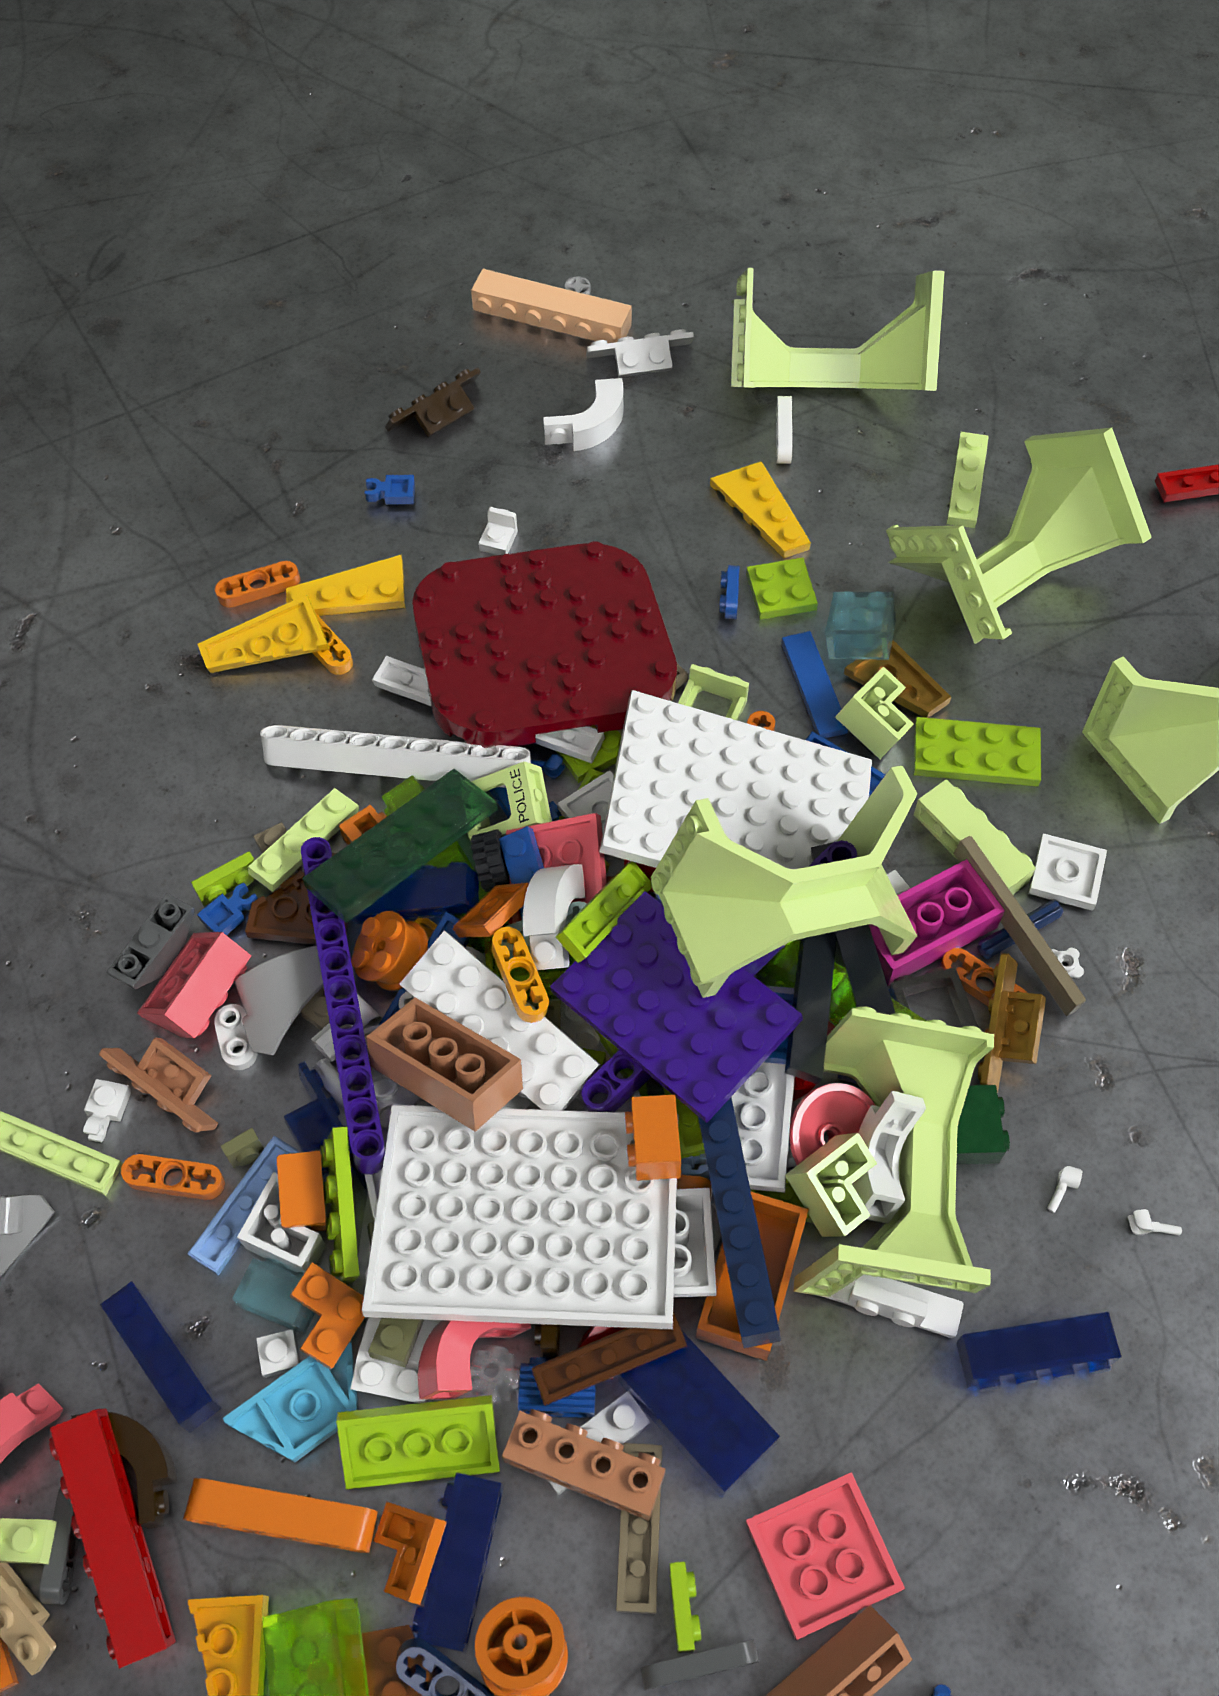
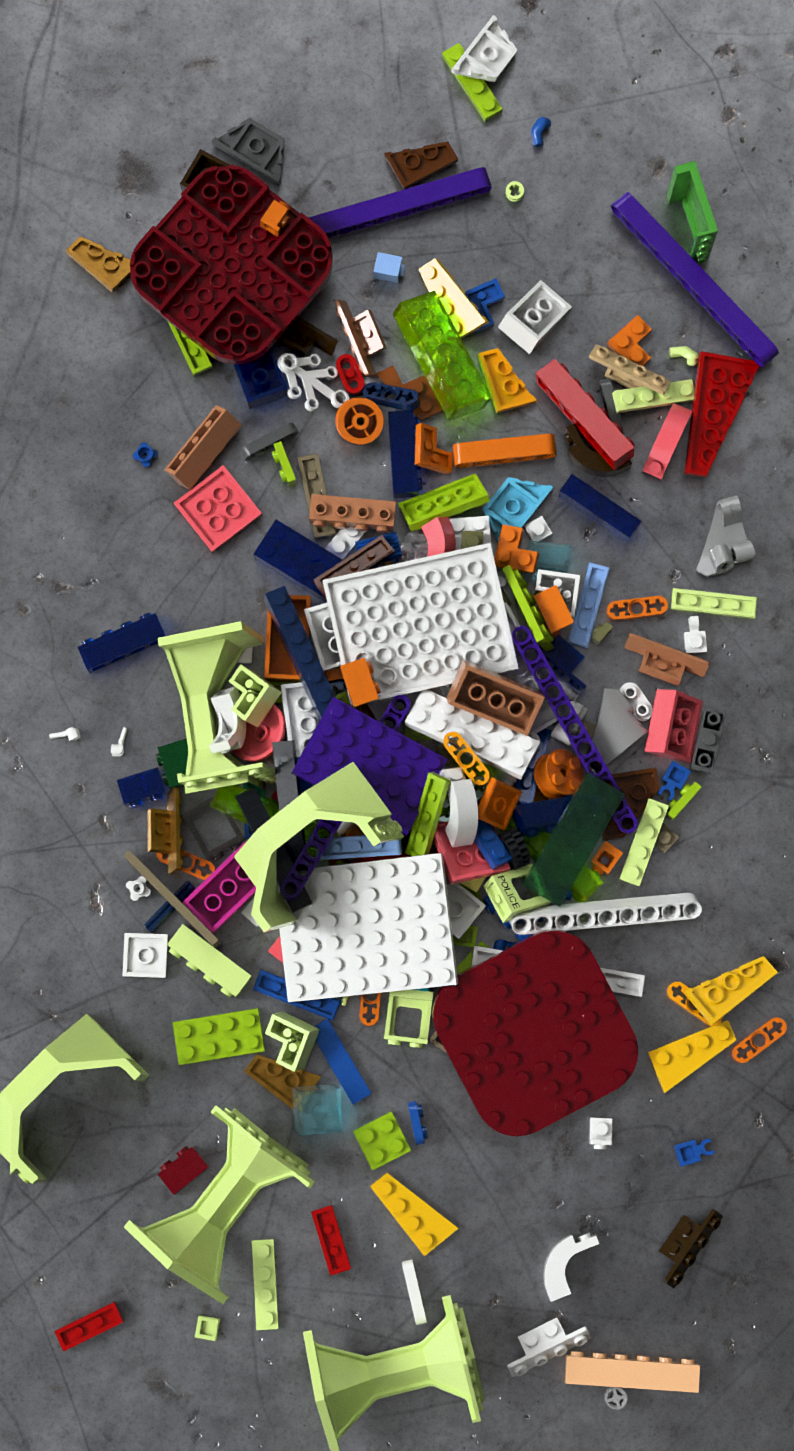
camera: 165 degrees right, 20 degrees up
(874, 499) = (331, 1240): none -> red plate
(1039, 1104) = (142, 787): none -> clear blue brick
(1054, 609) = (183, 1170): none -> dark red brick

